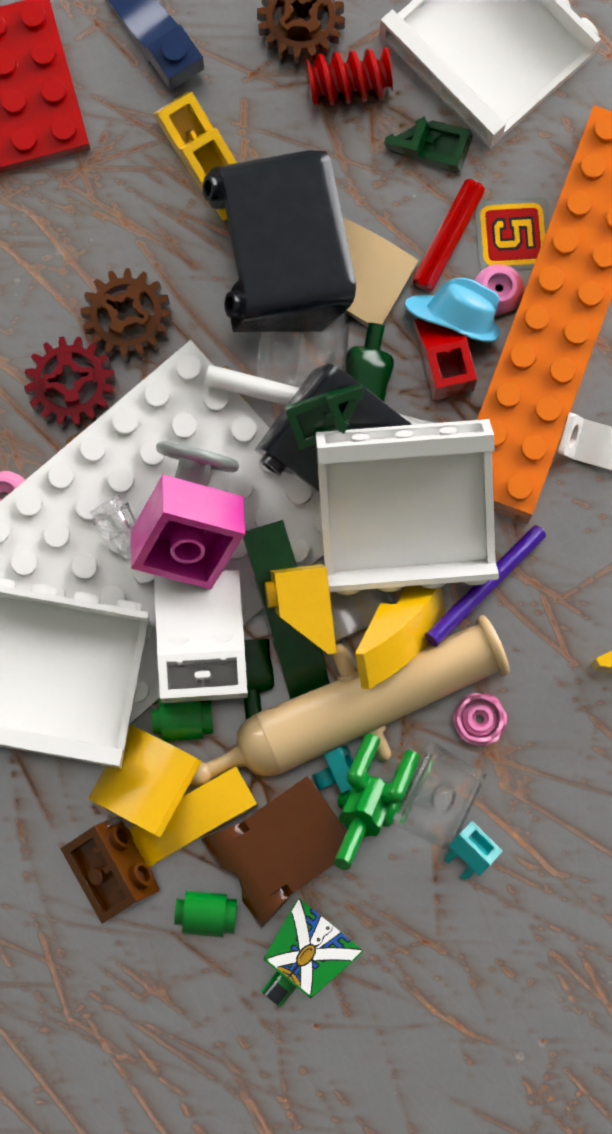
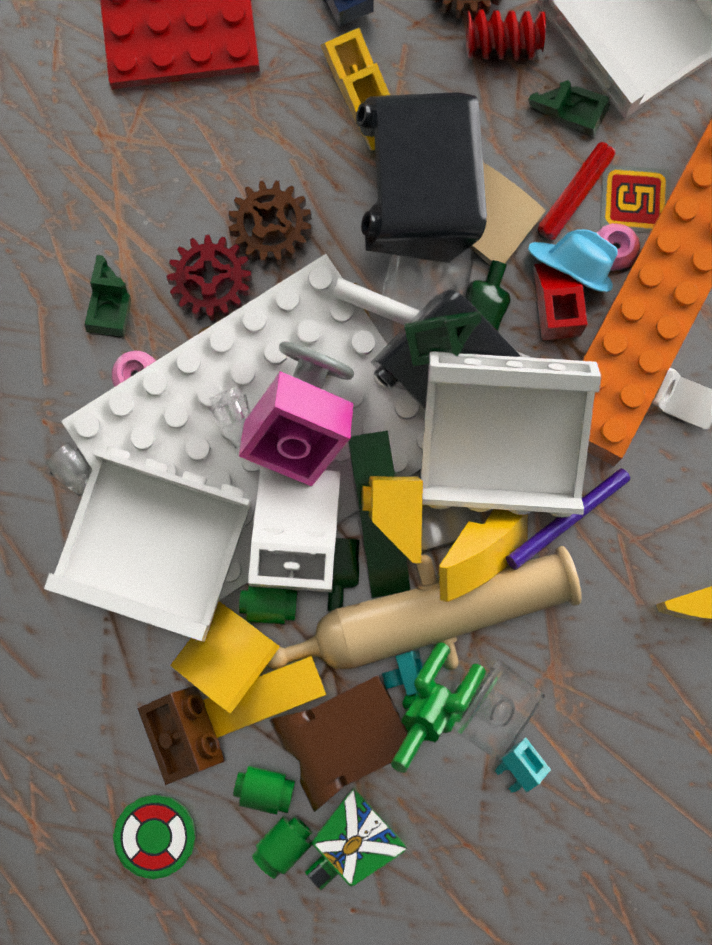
camera: 10 degrees right, 0 degrees up
(98, 978) = (154, 836): none -> tile
(233, 969) = (282, 846): none -> green brick
(479, 705) = (559, 642): bright pink plate -> none

